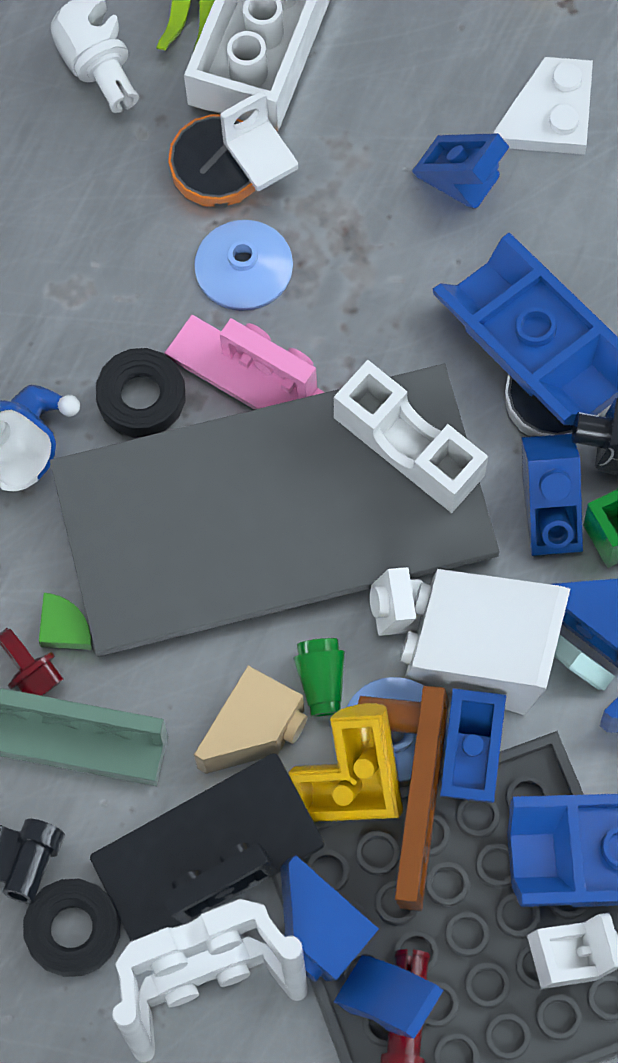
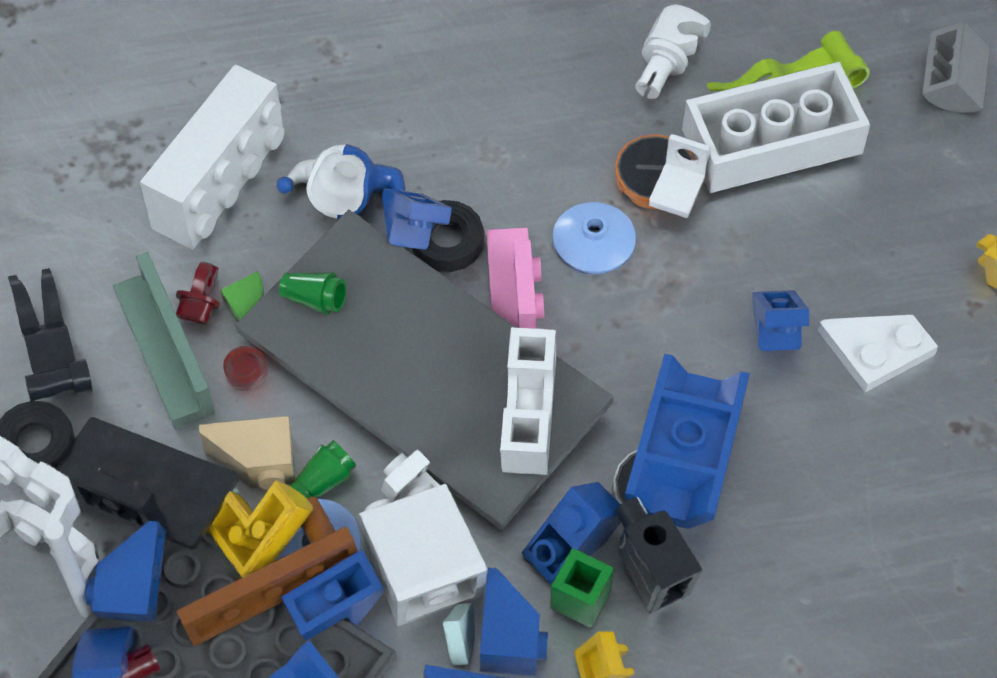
camera: 50 degrees right, 10 degrees down
(113, 403) = (411, 217): none -> slope
(125, 551) = (314, 290): none -> green cone
(143, 675) = (245, 368): none -> clear red tile

